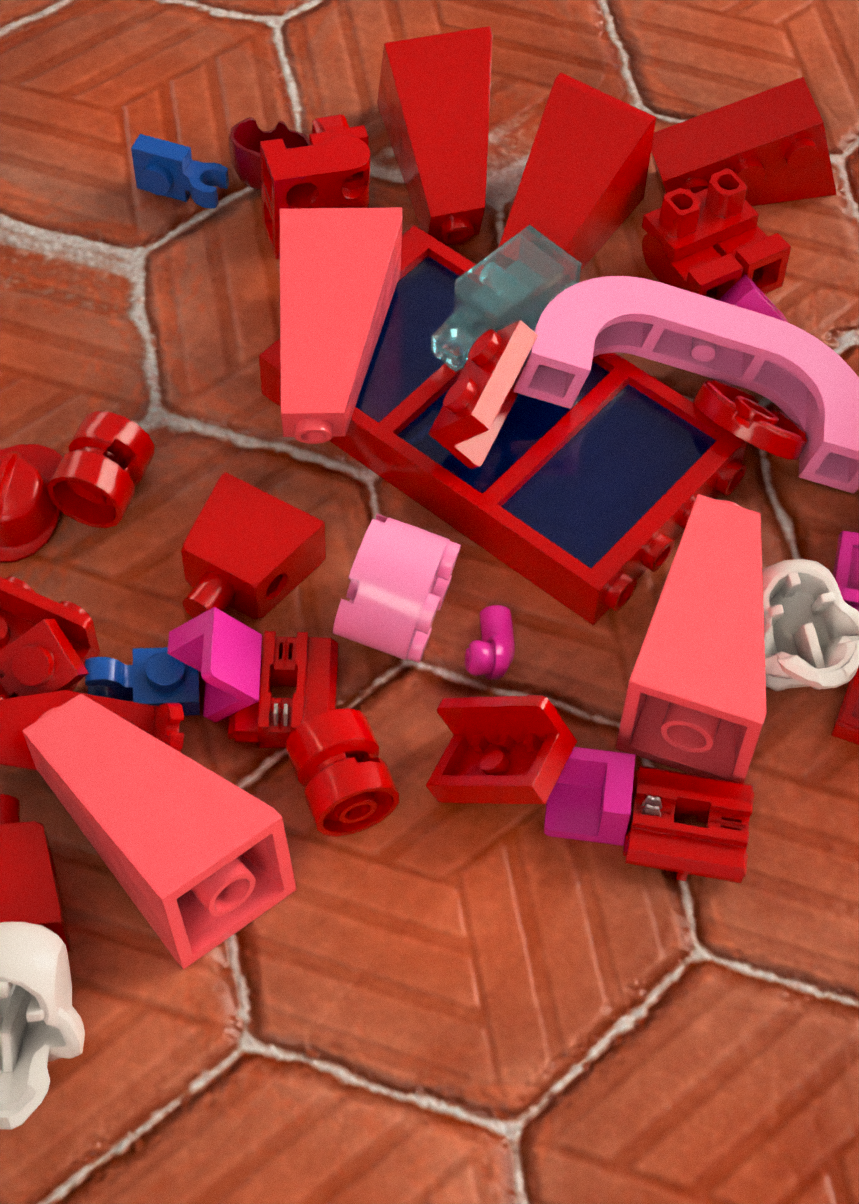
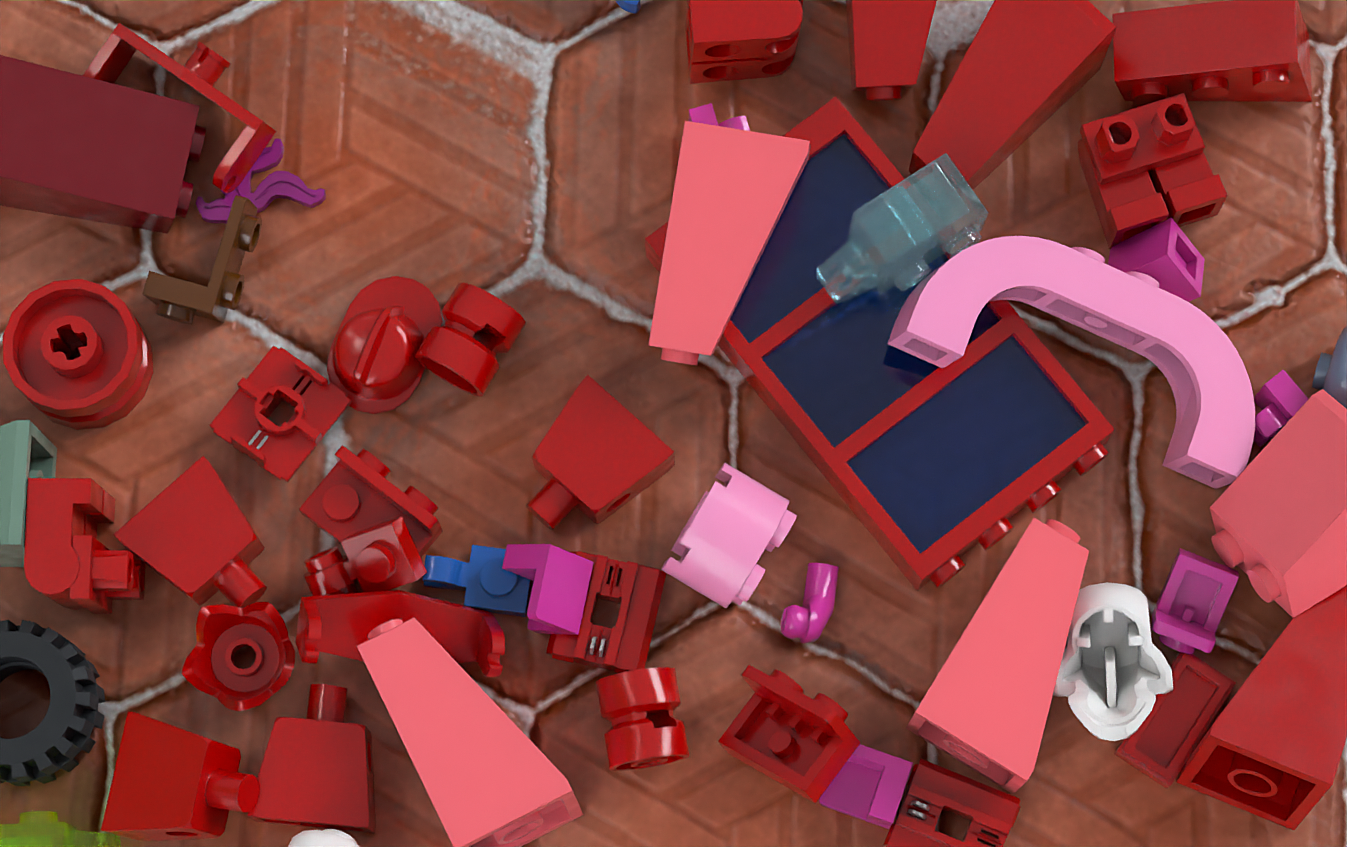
camera: 15 degrees right, 20 degrees up
(483, 393) = (853, 350): red bracket -> none
(748, 420) = (1125, 403): red tile -> none

